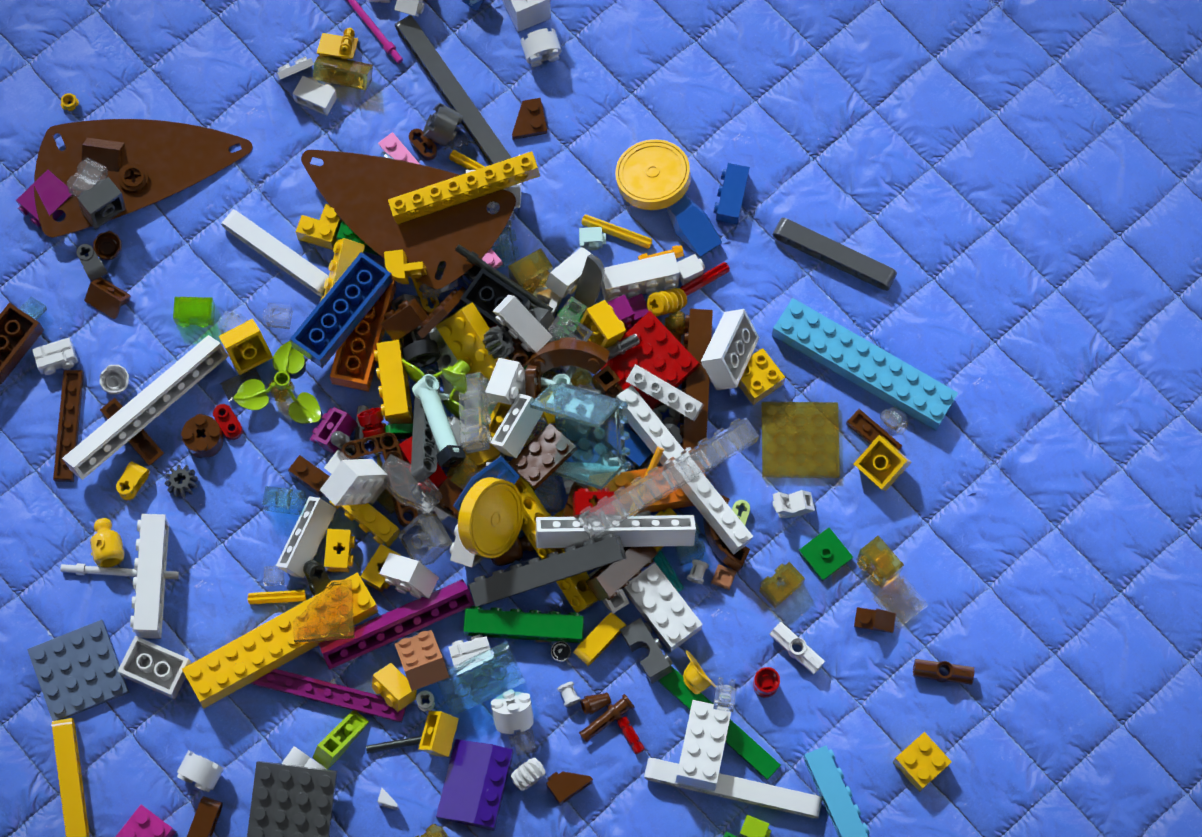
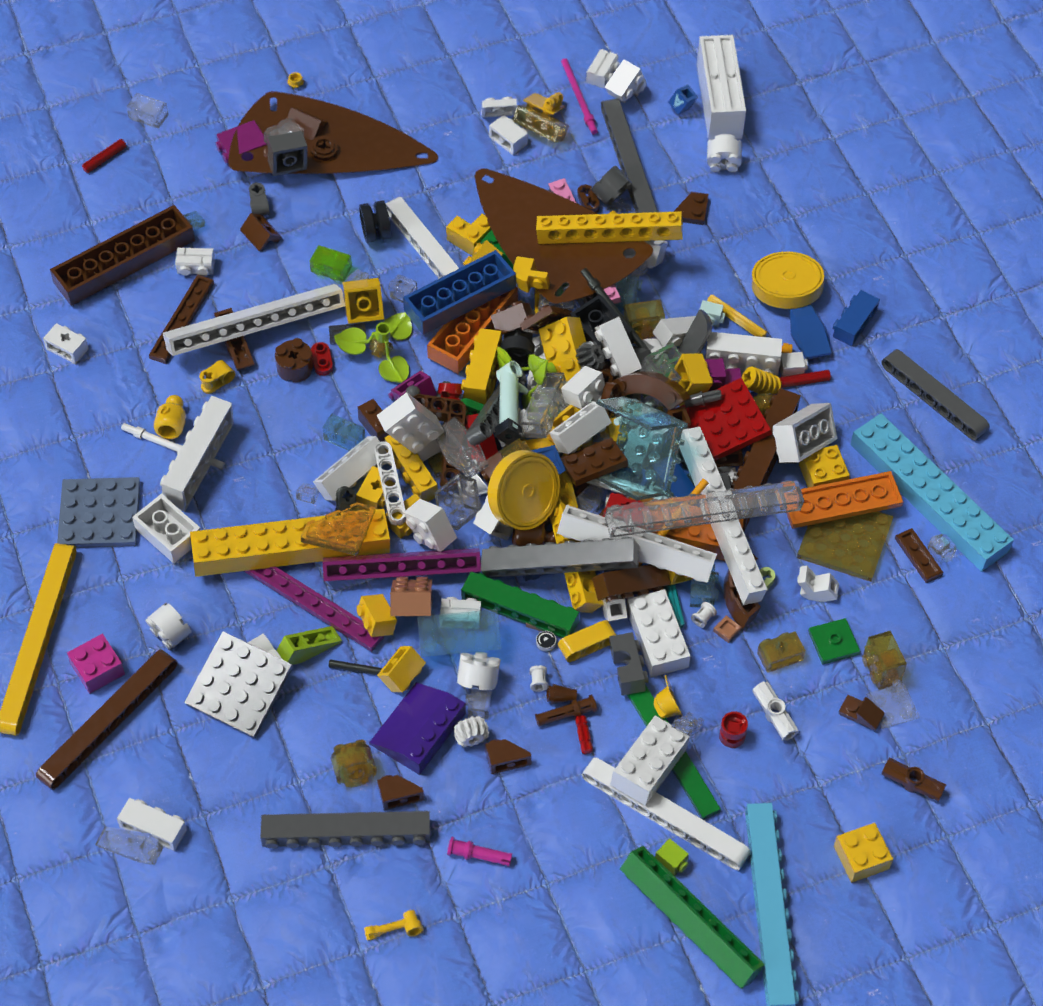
camera: 20 degrees right, 15 degrees down
(107, 245) = (279, 192): reddish brown hair -> none
(114, 379) = (237, 293): white hair -> none
(187, 483) = (259, 390): dark grey gear -> none
(222, 248) = (375, 221): none -> black wheel
(277, 597) = (299, 509): yellow axle -> none
(353, 552) = (389, 491): none -> white beam
(386, 800) = (328, 711): white slope -> none
(425, 707) = (404, 637): white bush -> none
(665, 392) = (729, 443): white brick -> none
(791, 402) = (846, 499): none -> orange plate
(882, 463) = (917, 576): yellow brick -> none

